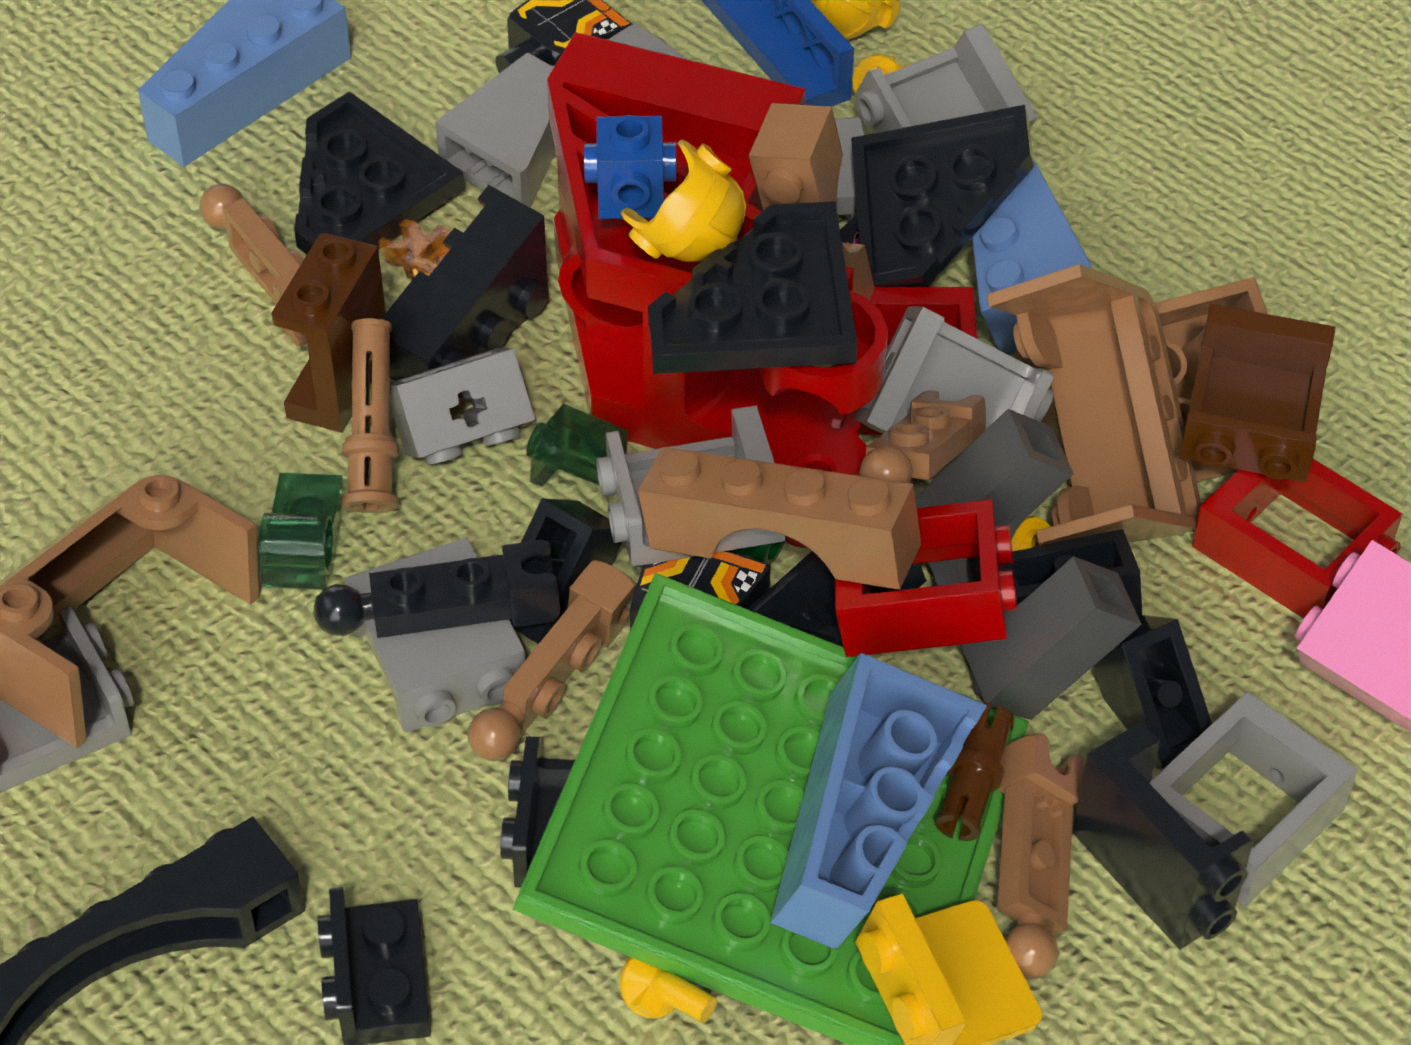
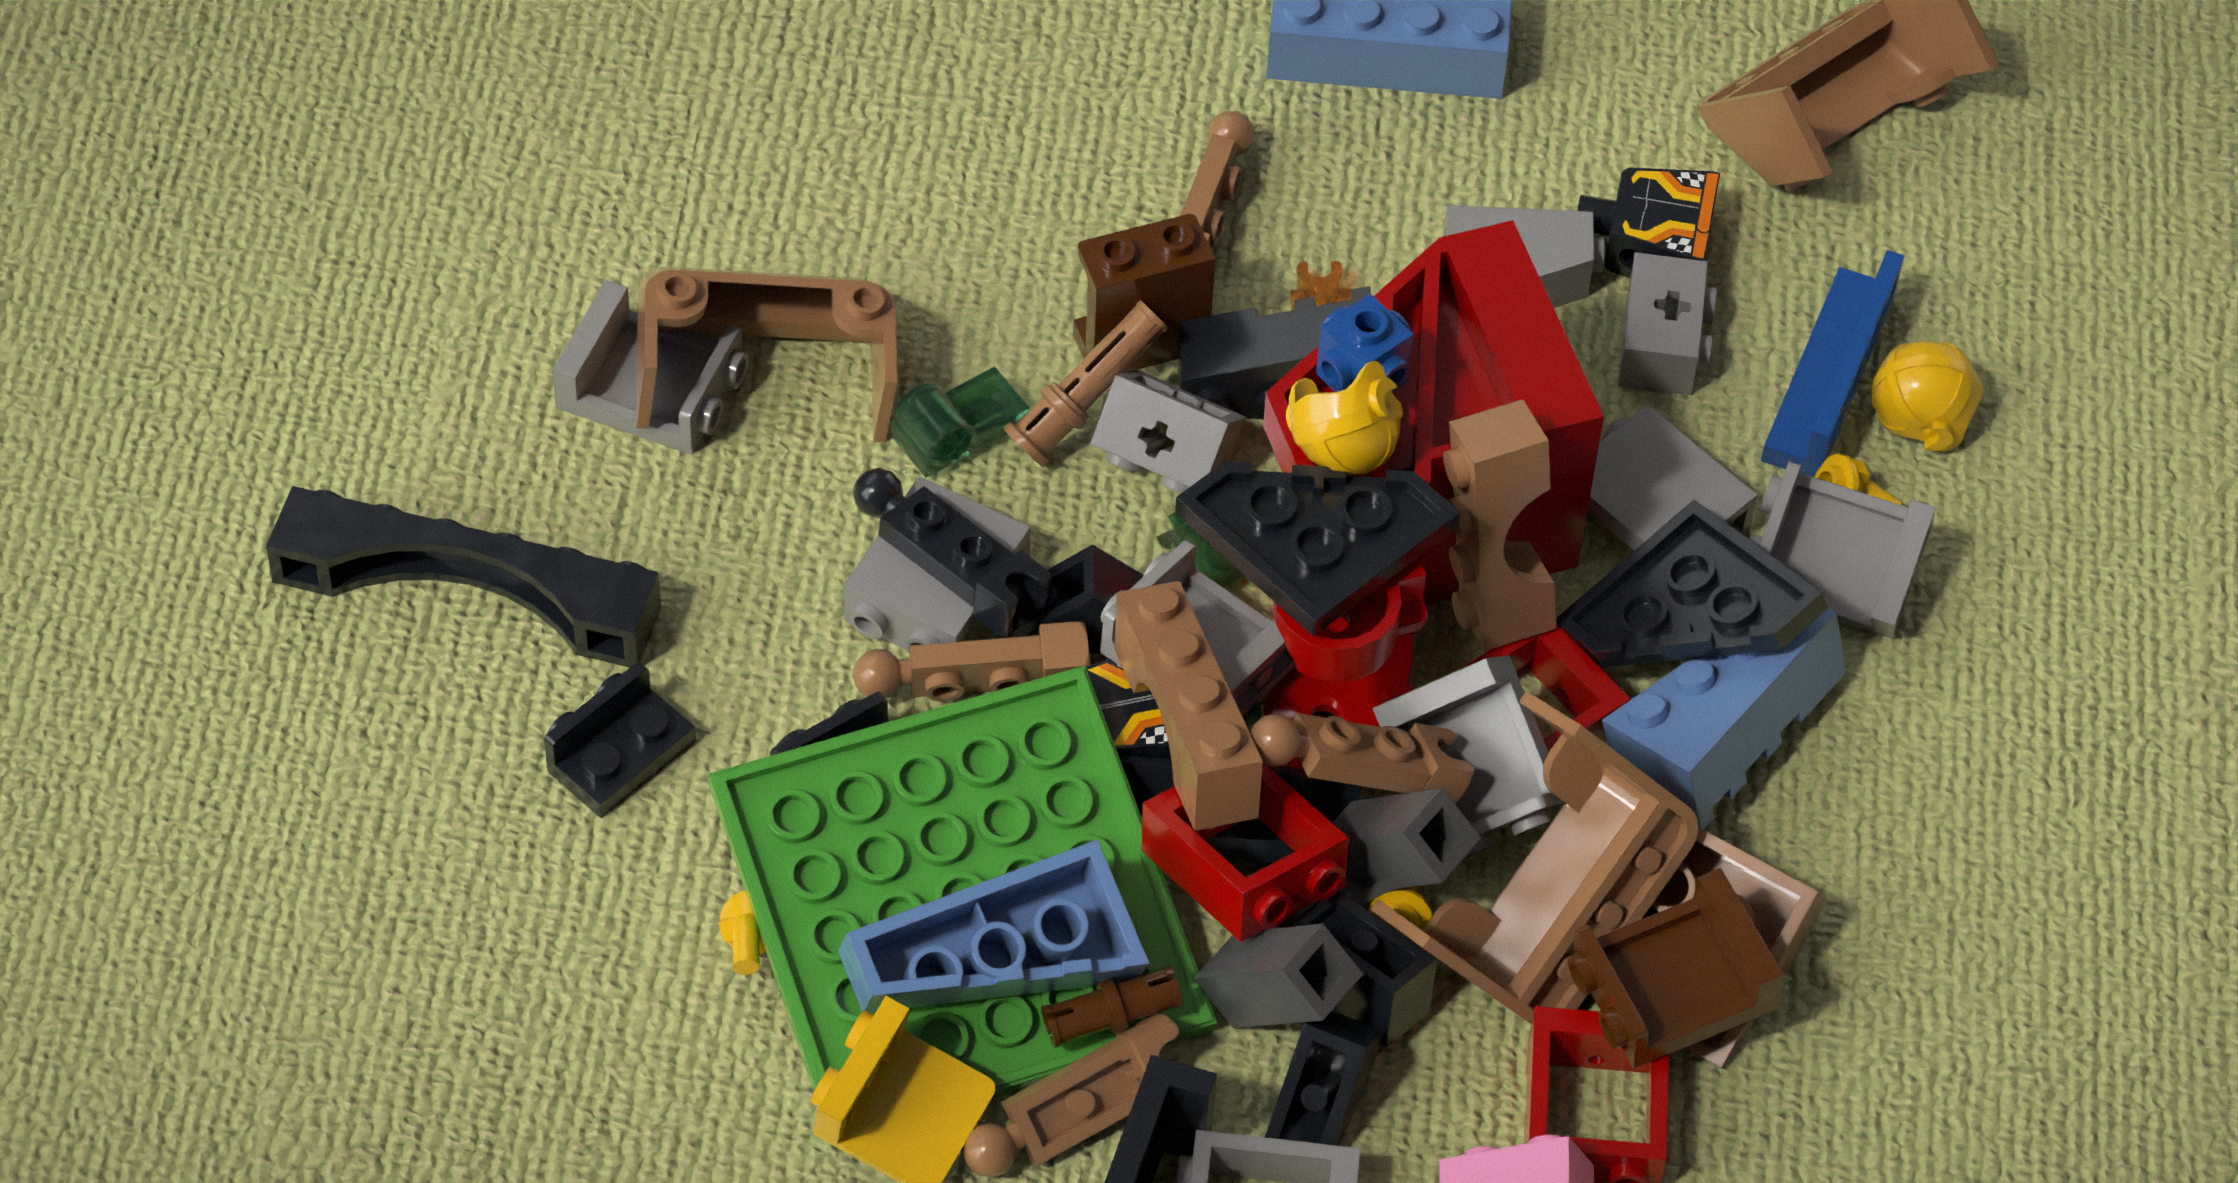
camera: 50 degrees right, 5 degrees up
(366, 176) = (1351, 204): black plate -> none

